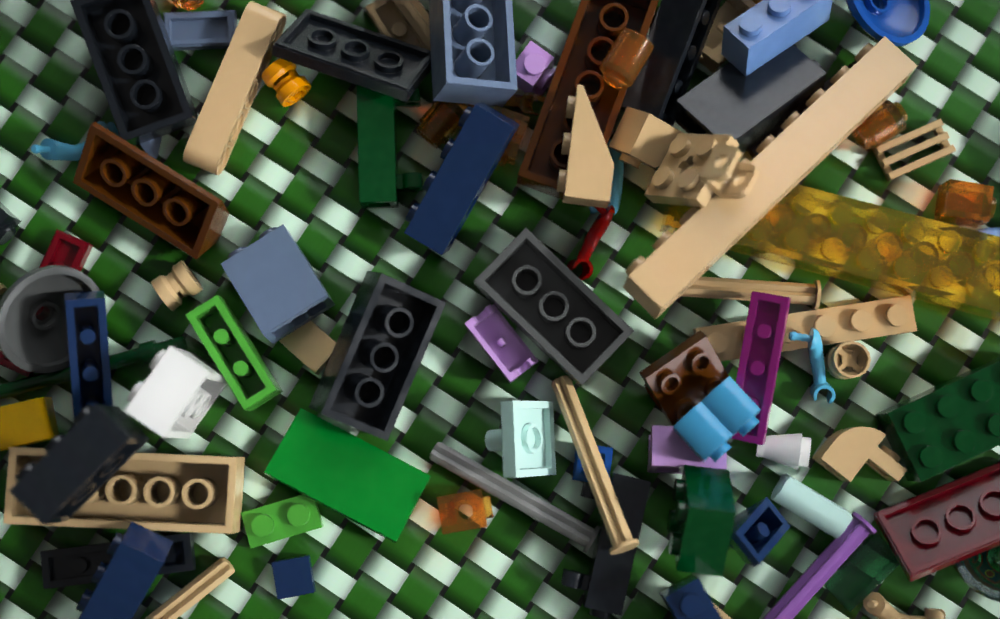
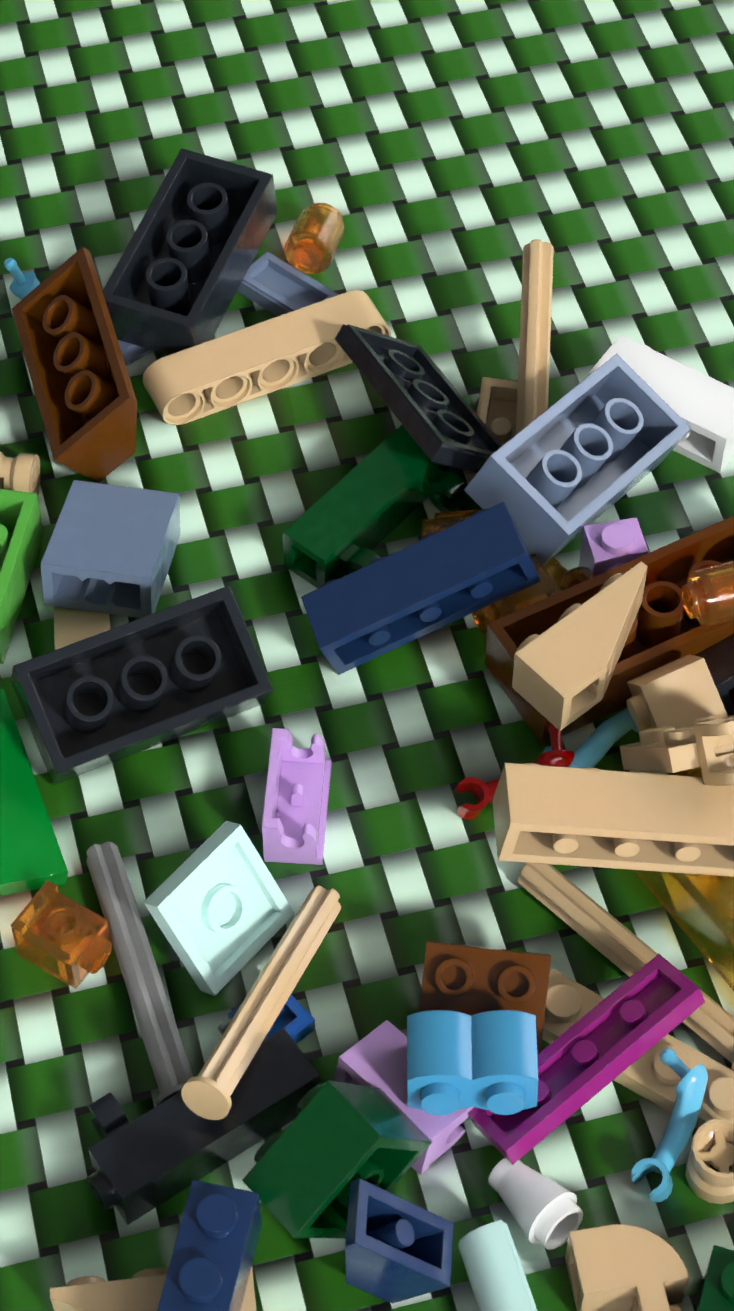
camera: 45 degrees right, 30 degrees down
(286, 82) = (326, 387): light orange wheel -> none
(553, 307) = (394, 803): dark grey brick -> none

